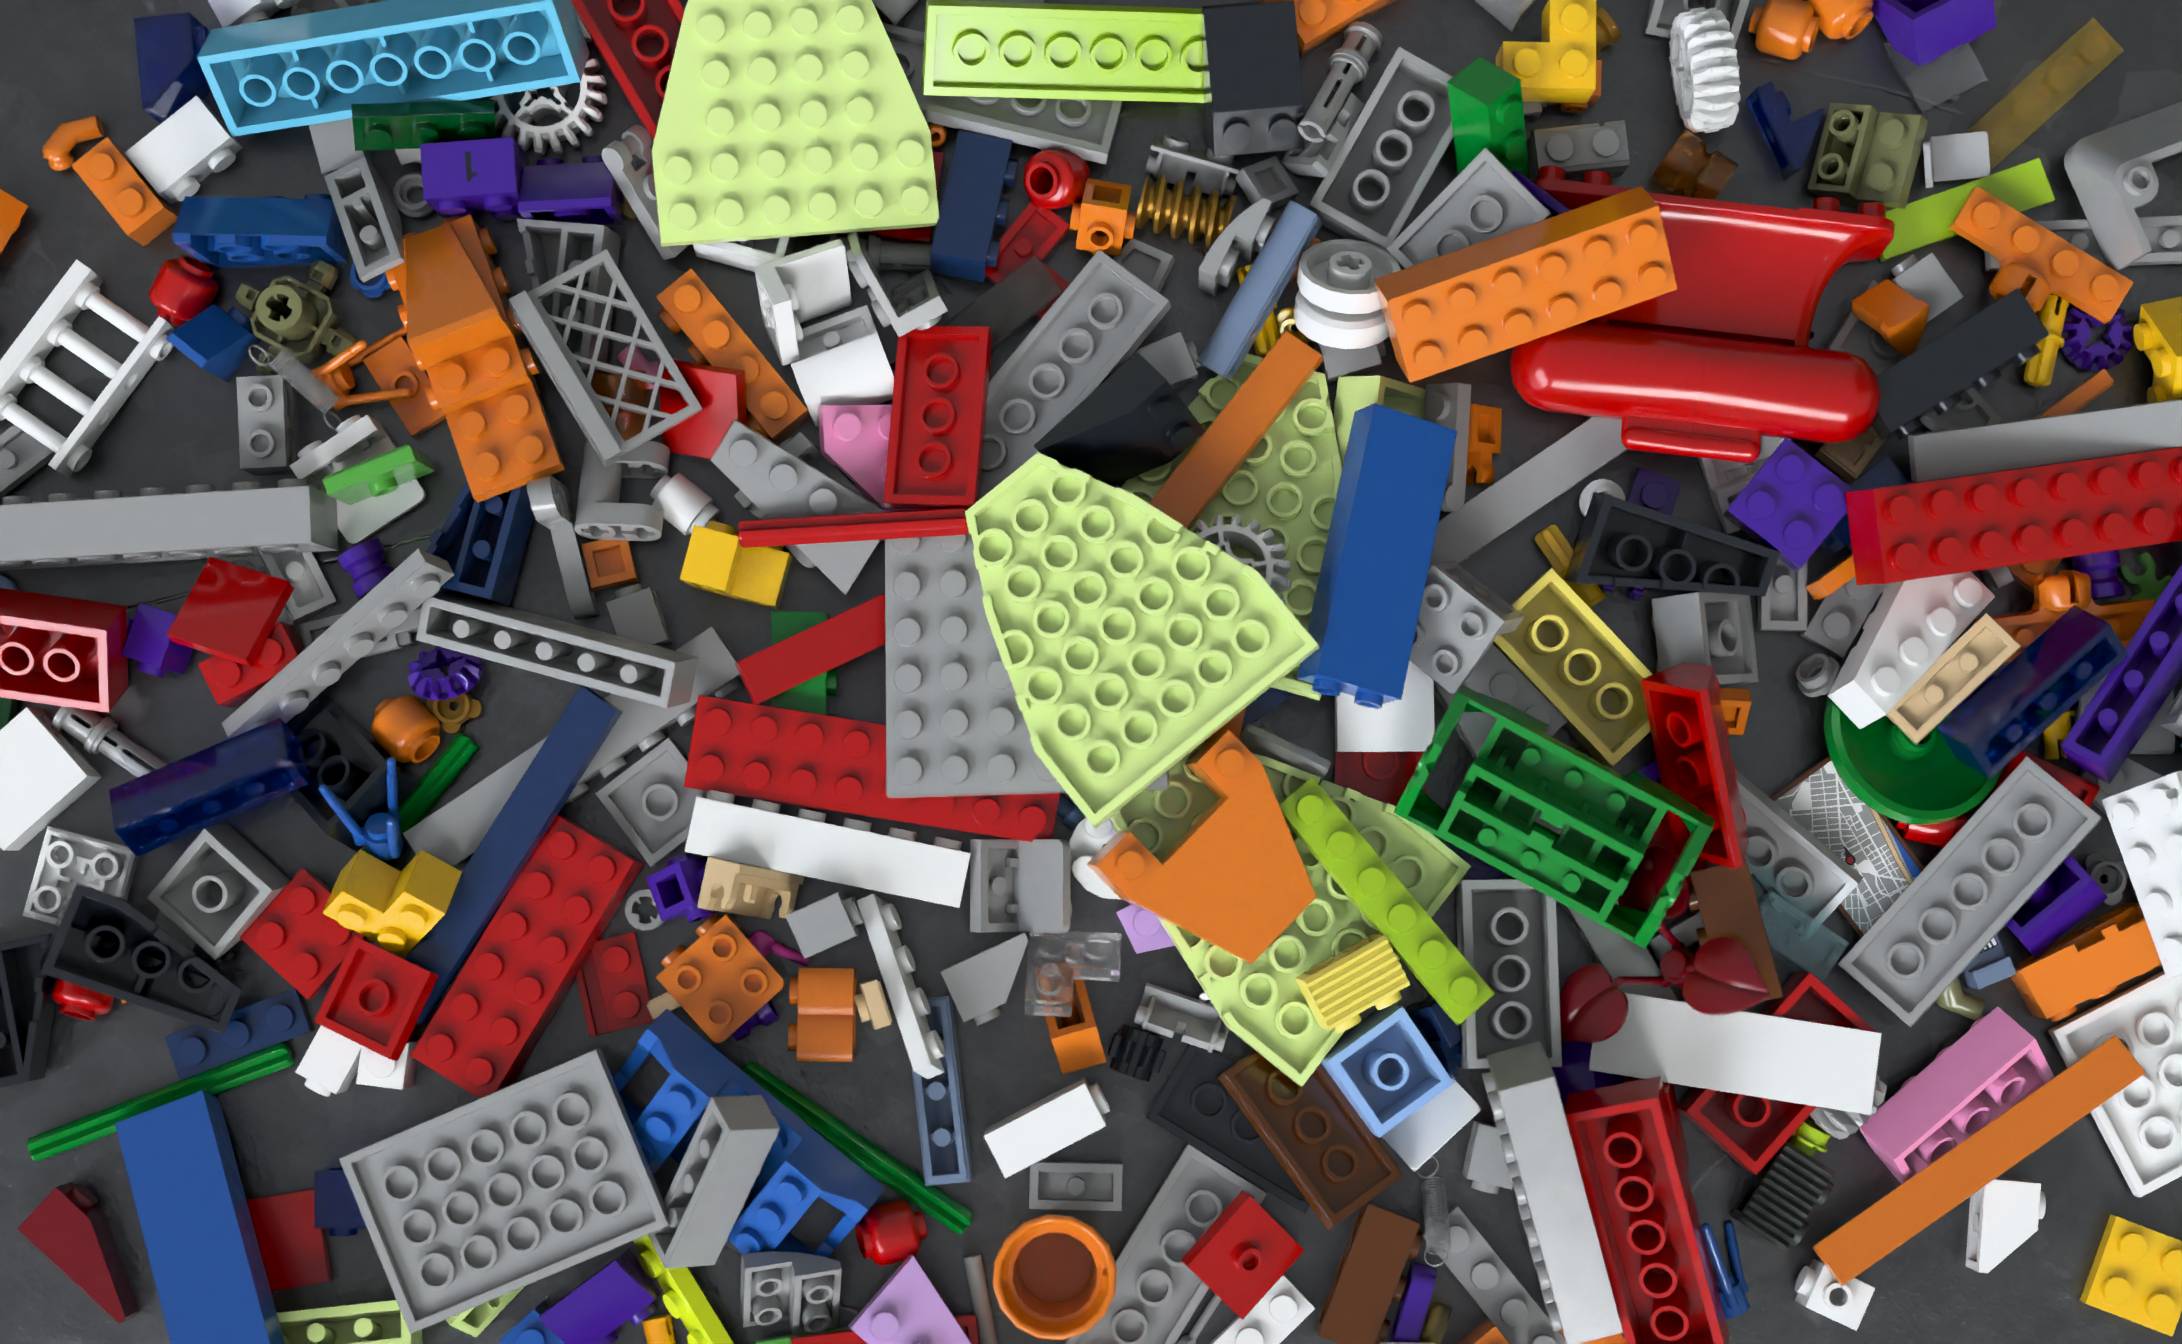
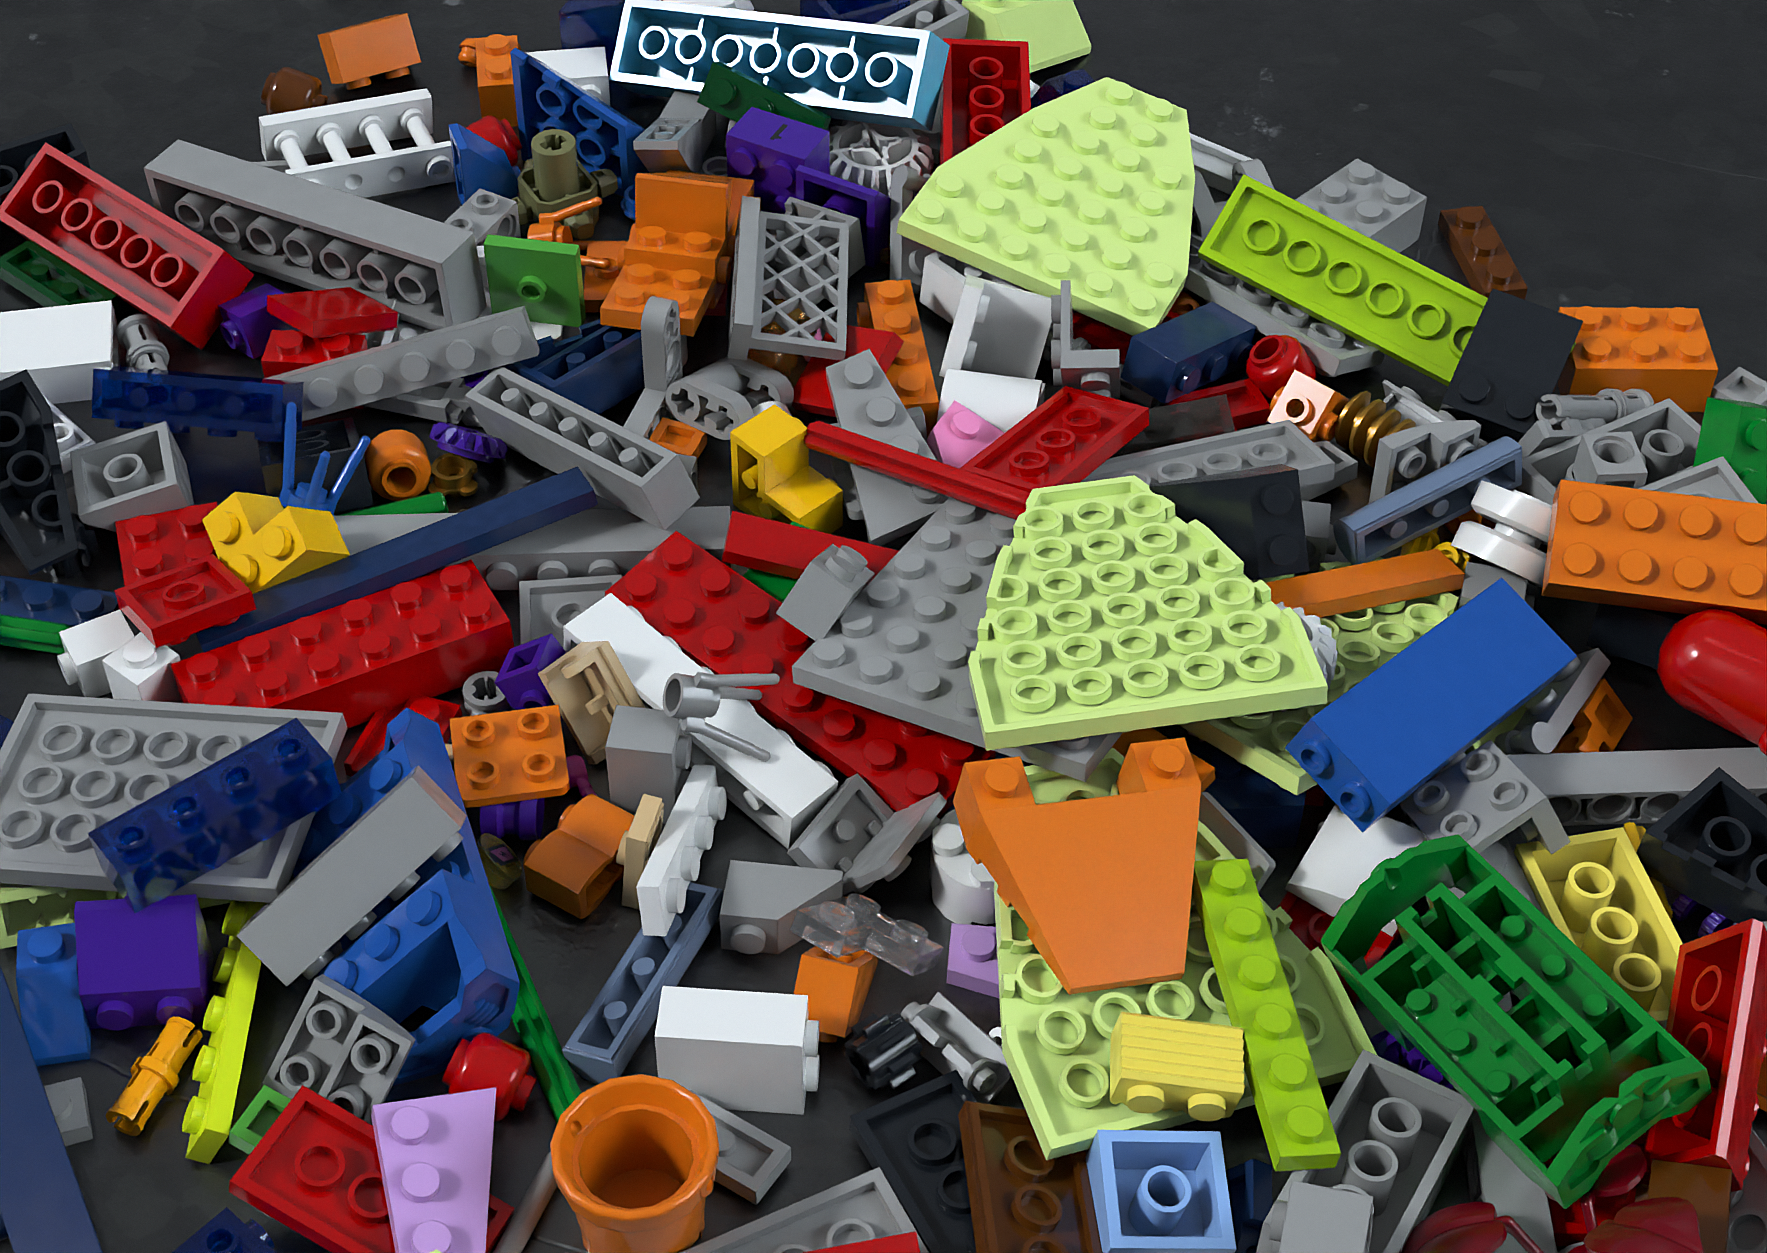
camera: 35 degrees right, 40 degrees down
(310, 378) = (530, 213): light grey piece -> none
(589, 1206) = (221, 817): none -> clear blue brick
(766, 1059) = (499, 861): none -> clear yellow tile
(843, 885) = (699, 697): none -> light grey plant
(863, 702) = (825, 590): none -> light grey brick
(1393, 212) = (1610, 460): none -> light grey brick

